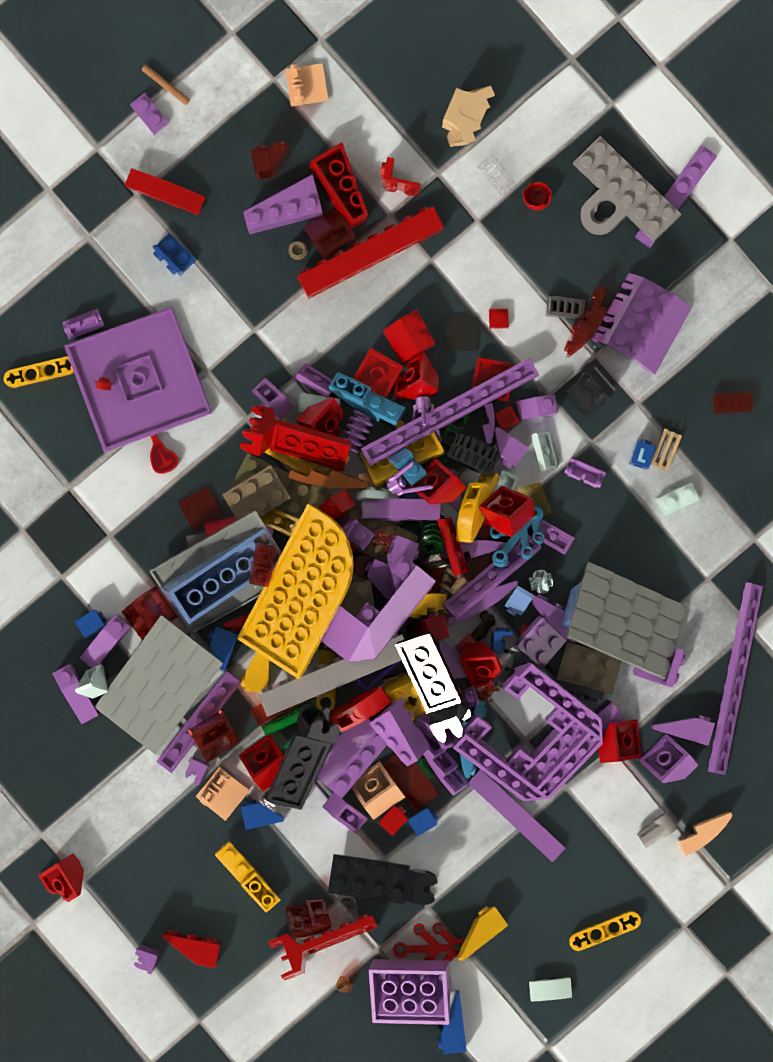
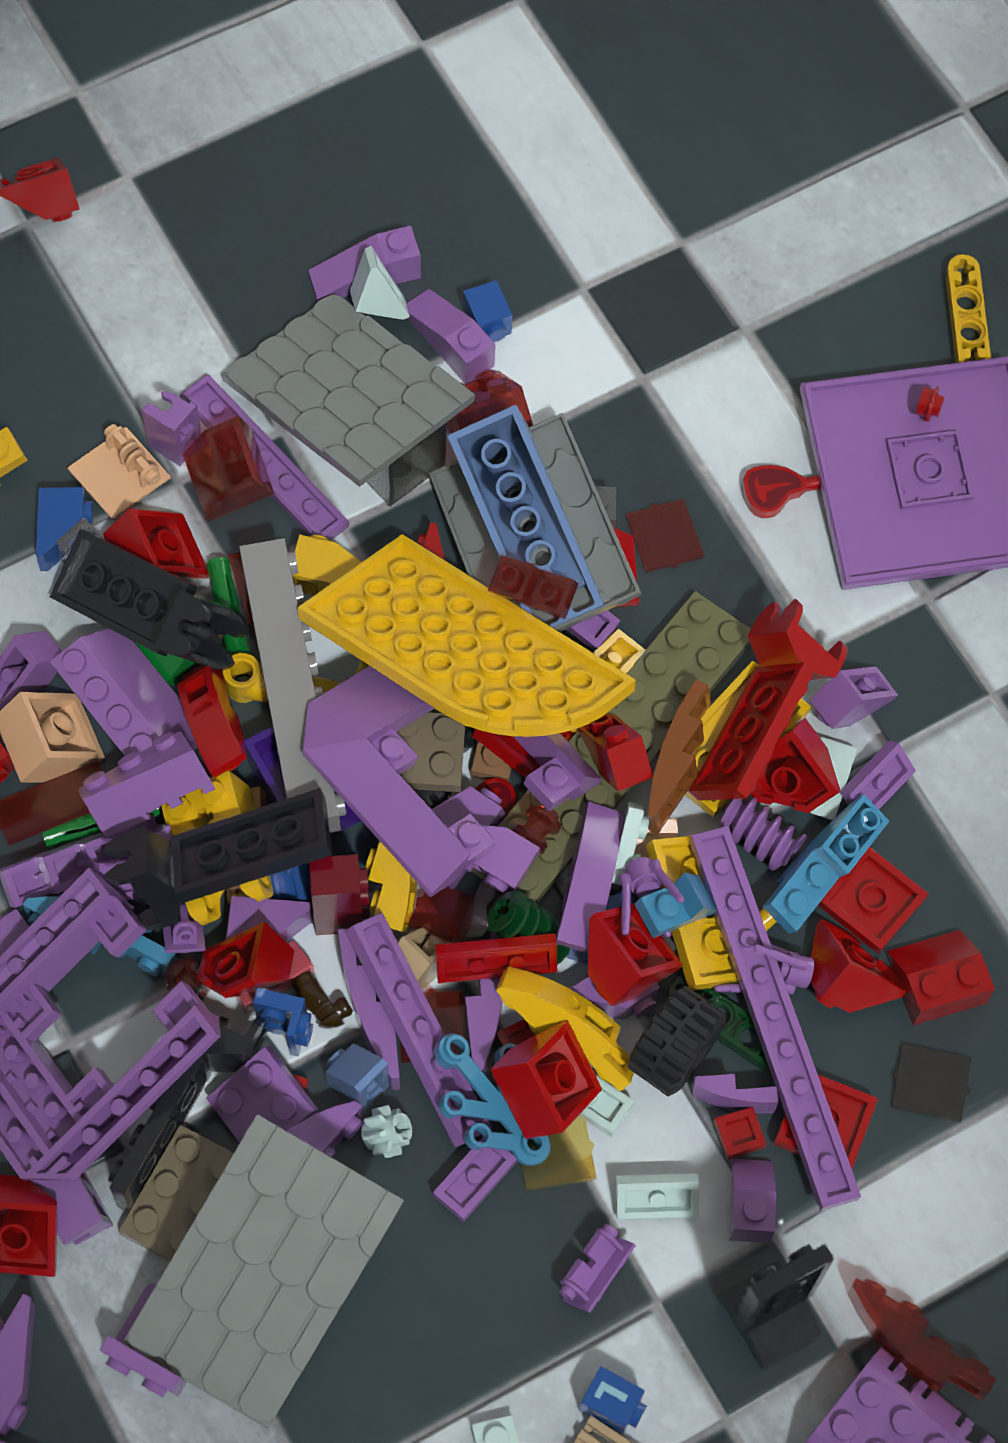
camera: 100 degrees right, 20 degrees down
(222, 645) = (390, 516): blue slope -> none
(257, 493) = (671, 629): dark tan plate -> none
(498, 319) = (952, 1162): red plate -> none
(510, 449) = (676, 1124): medium lavender slope -> none
(549, 307) = (964, 1268): flat silver slope -> none

